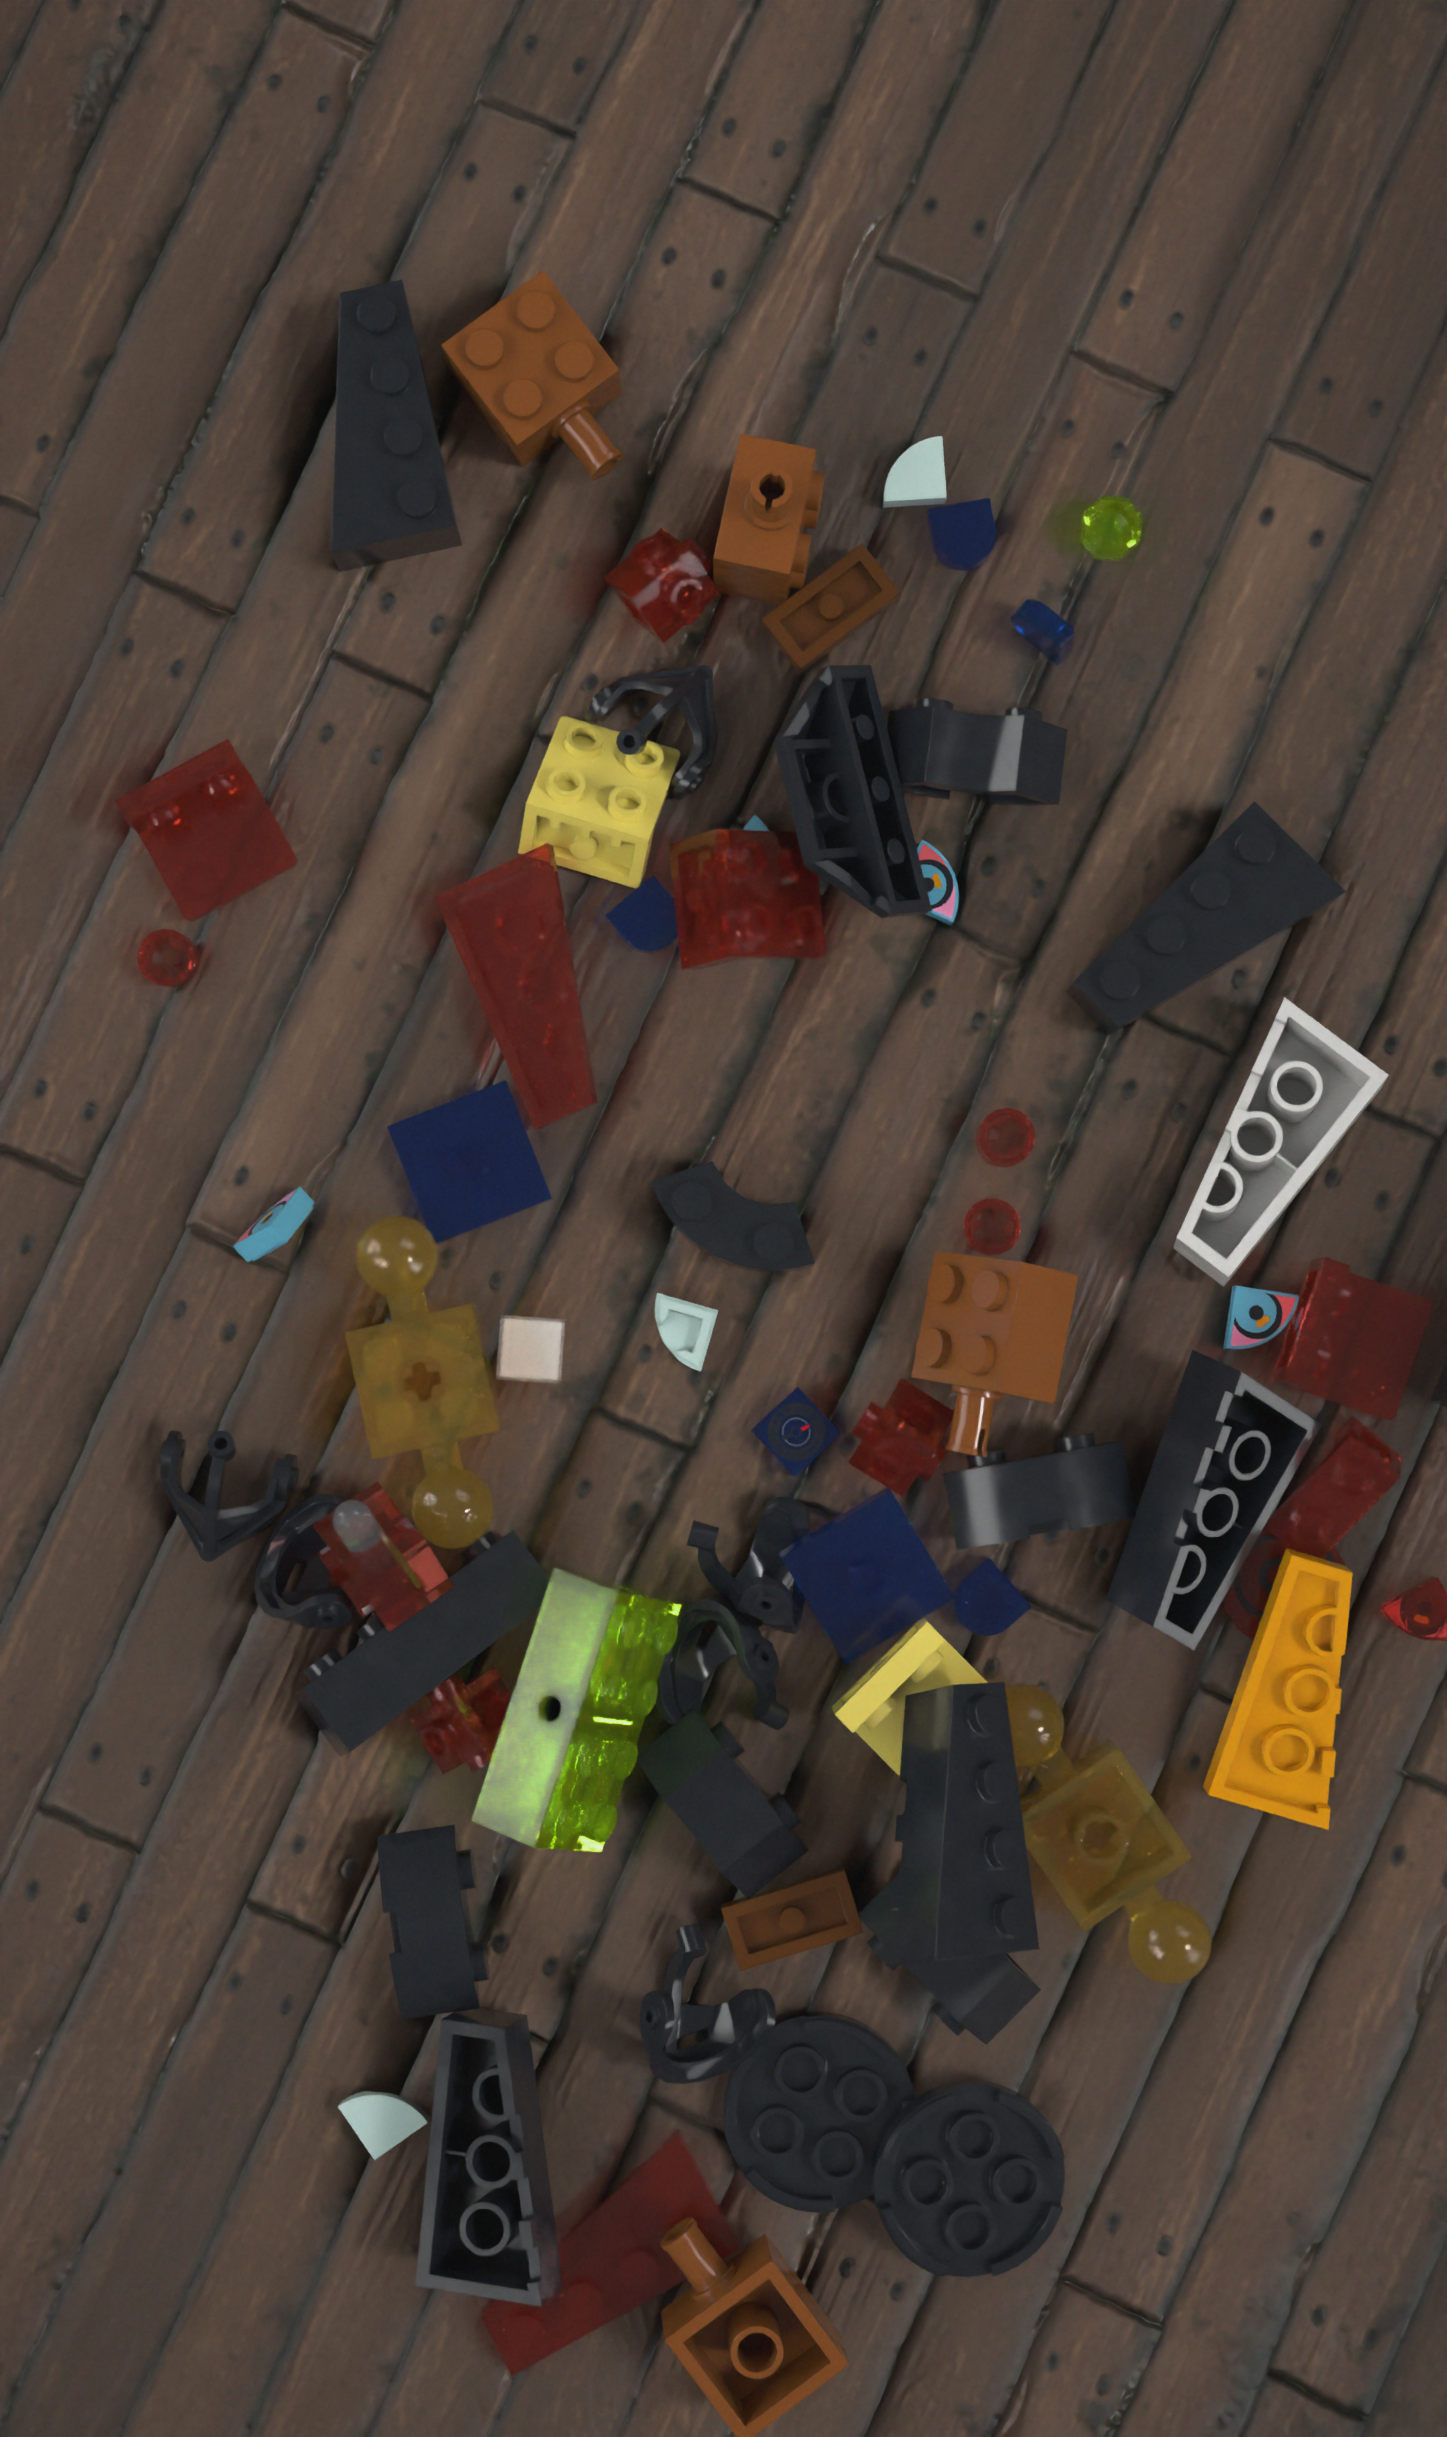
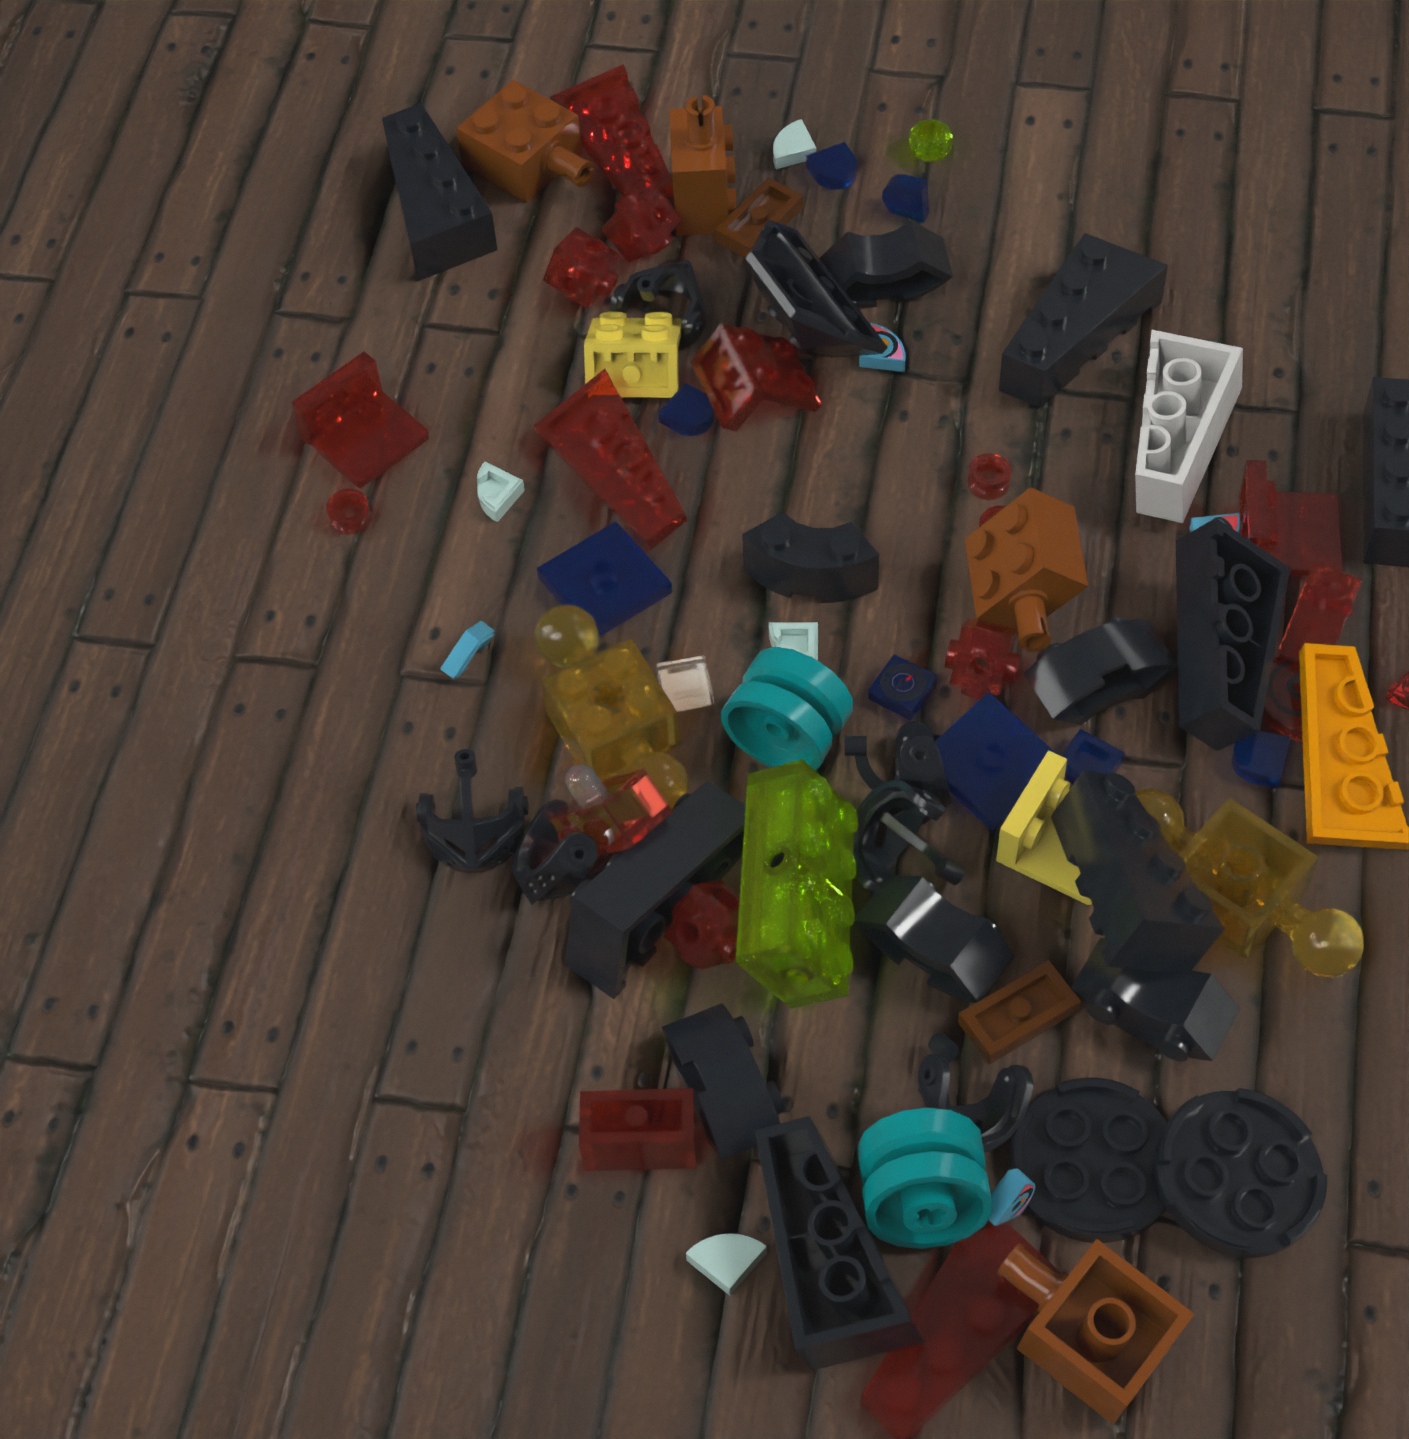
camera: 10 degrees left, 30 degrees down
(317, 1961) = (637, 1129): none -> clear red brick
(365, 976) = (497, 490): none -> light aqua tile
(563, 646) = (583, 268): none -> clear red brick
(610, 2135) = (924, 1178): none -> teal wheel
(640, 1456) = (787, 708): none -> teal wheel
(670, 375) = (617, 132): none -> clear red wing
(702, 2153) = (1011, 1196): none -> medium azure tile
(1194, 1668) = (1261, 758): none -> clear blue tile

